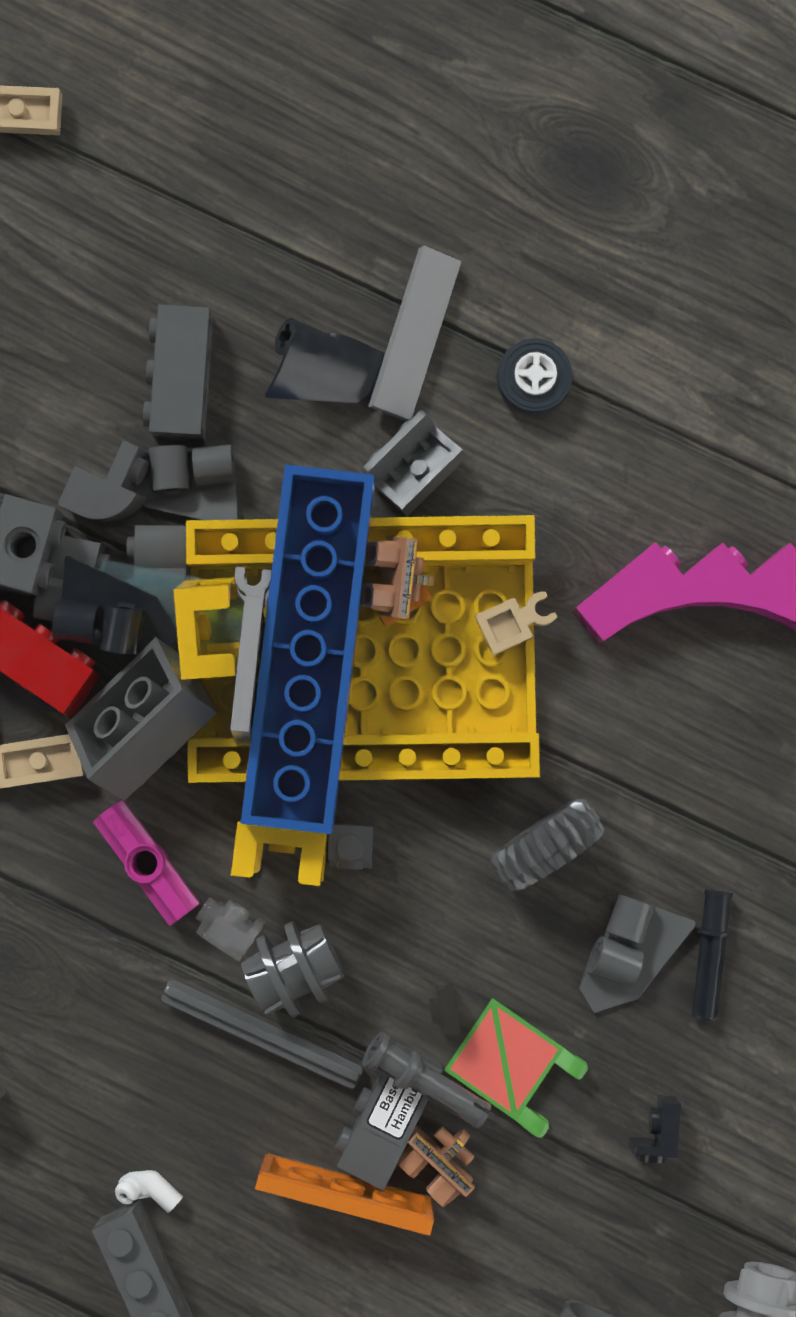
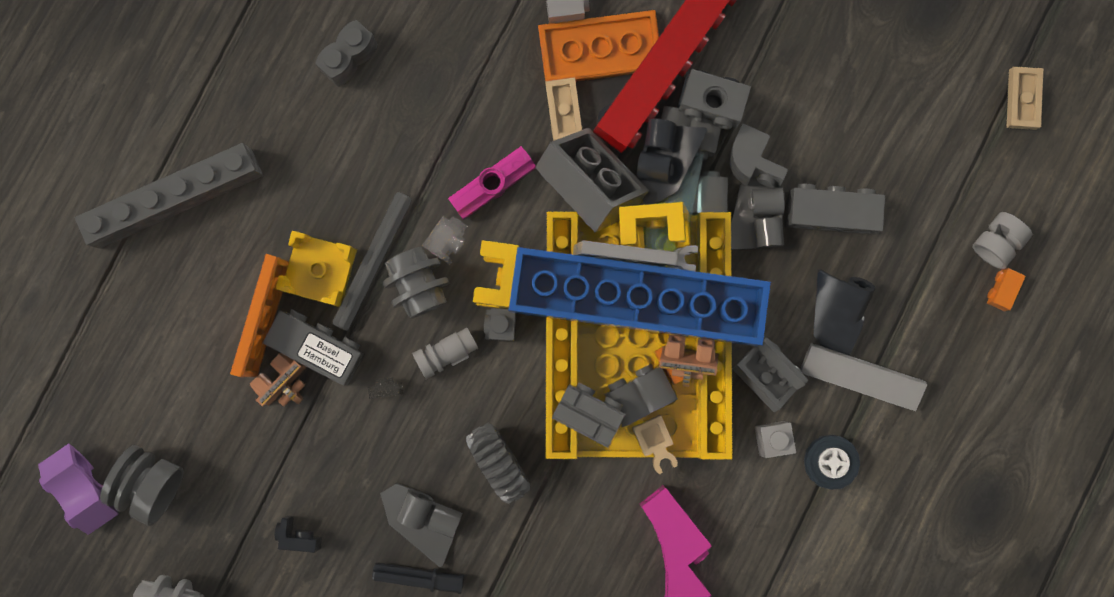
camera: 90 degrees right, 0 degrees up
(145, 1185) = (272, 181): white arm -> none
(215, 138) = (1005, 236): none -> light grey wheel
(275, 1113) = (317, 269): none -> yellow panel
(288, 137) = (1005, 289): none -> orange piece
(389, 919) = (448, 350): none -> light grey axle
(409, 1070) = (342, 362): dark grey pin -> none
(447, 644) = (642, 394): none -> dark grey brick
(477, 715) = (589, 415): none -> dark grey brick
(505, 455) = (775, 439): none -> light grey brick
(507, 1062) = (348, 432): coral flag -> none

